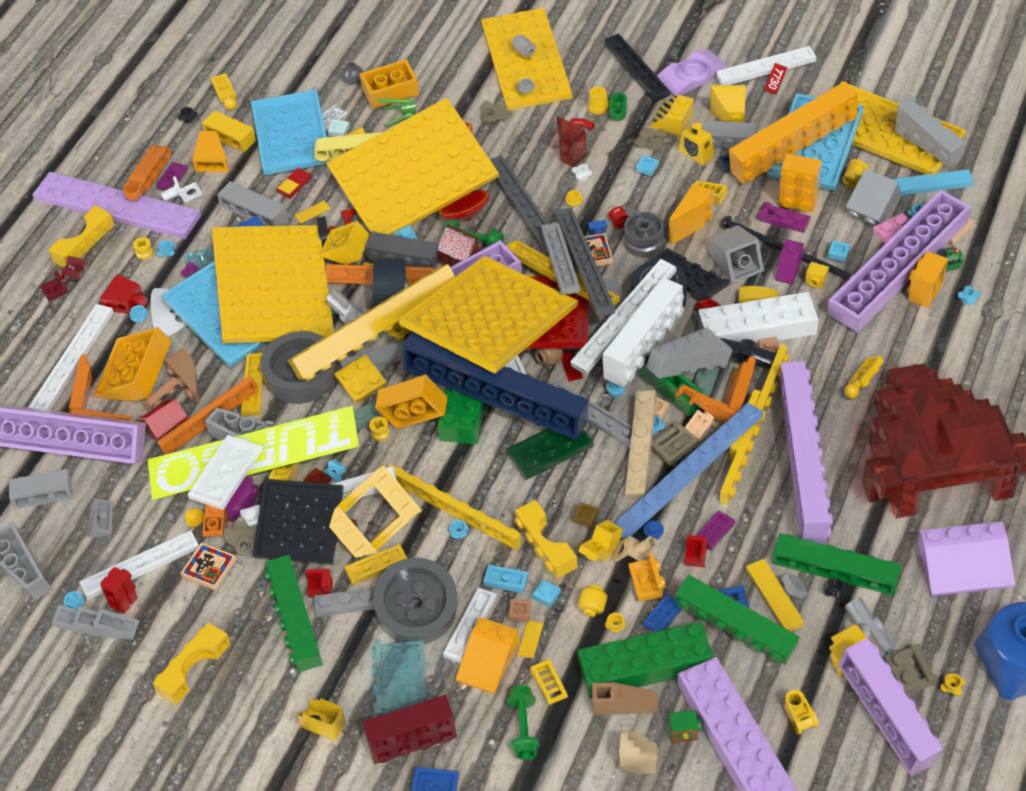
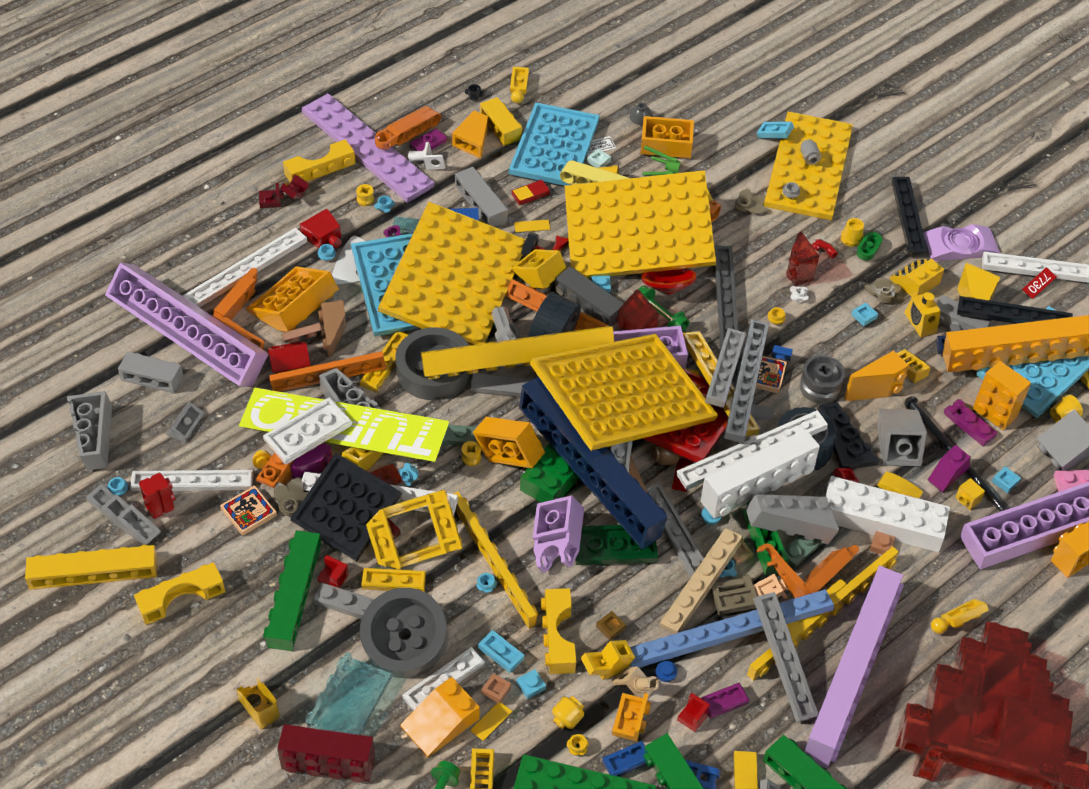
camera: 20 degrees right, 0 degrees up
(95, 679) = (91, 567): none -> yellow brick
(360, 379) = (481, 399): yellow plate -> none
(480, 39) = (775, 129): none -> medium azure plate
(496, 457) = (557, 531): none -> lavender brick
(618, 217) = (807, 350): red wheel -> none
(746, 348) = (857, 536): black piece -> none
(746, 471) = (785, 657): none -> light grey plate
(765, 113) = (1005, 311): none -> black plate

